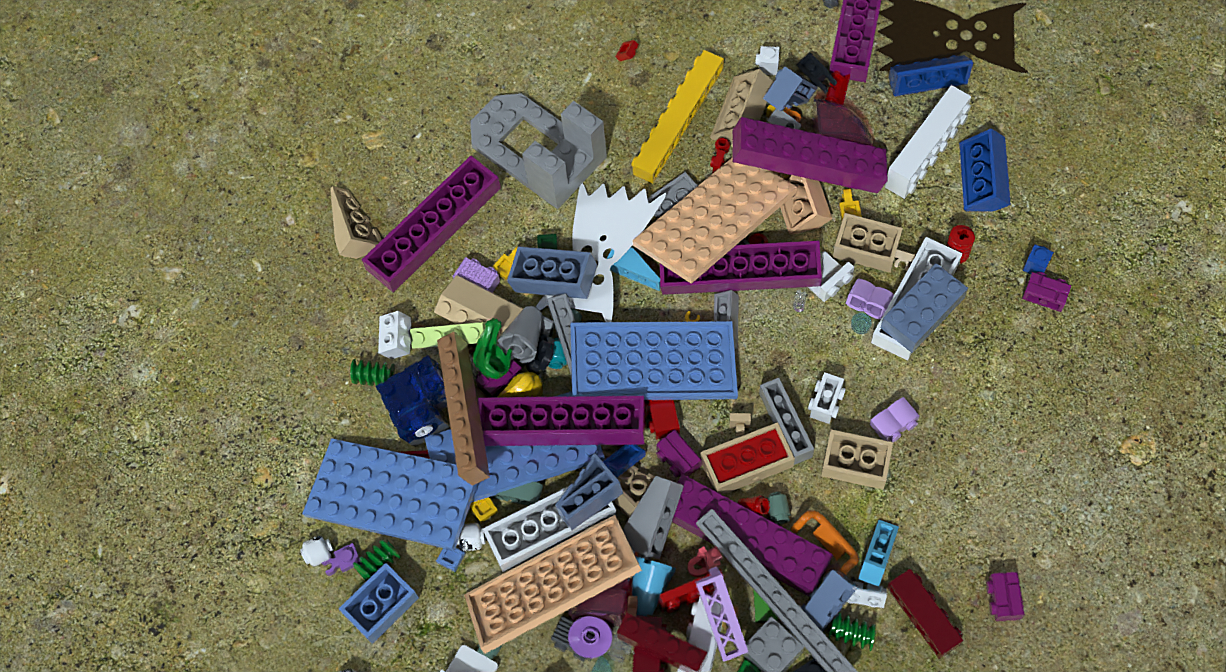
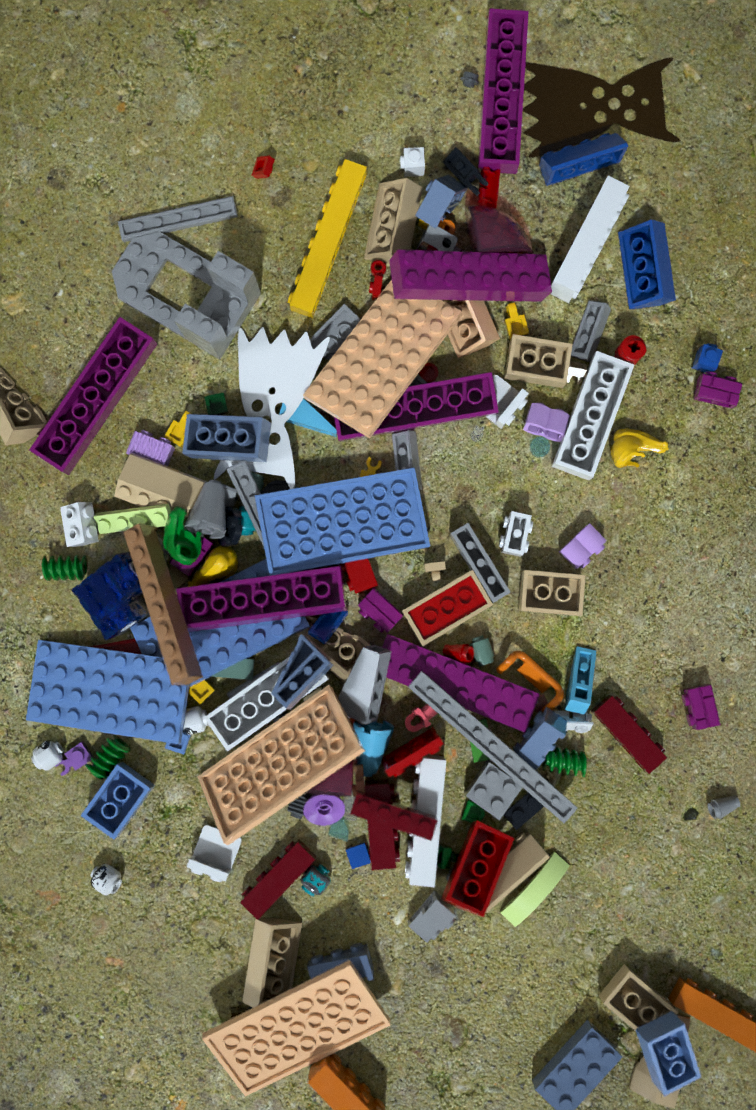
camera: 15 degrees left, 20 degrees up
(541, 85) = (178, 218): none -> light grey tile
(726, 611) = (458, 790): lavender fence -> none
(923, 223) = (590, 330): none -> light grey slope
(924, 308) = (603, 432): sand blue brick -> none
(955, 329) = (629, 444): none -> yellow piece

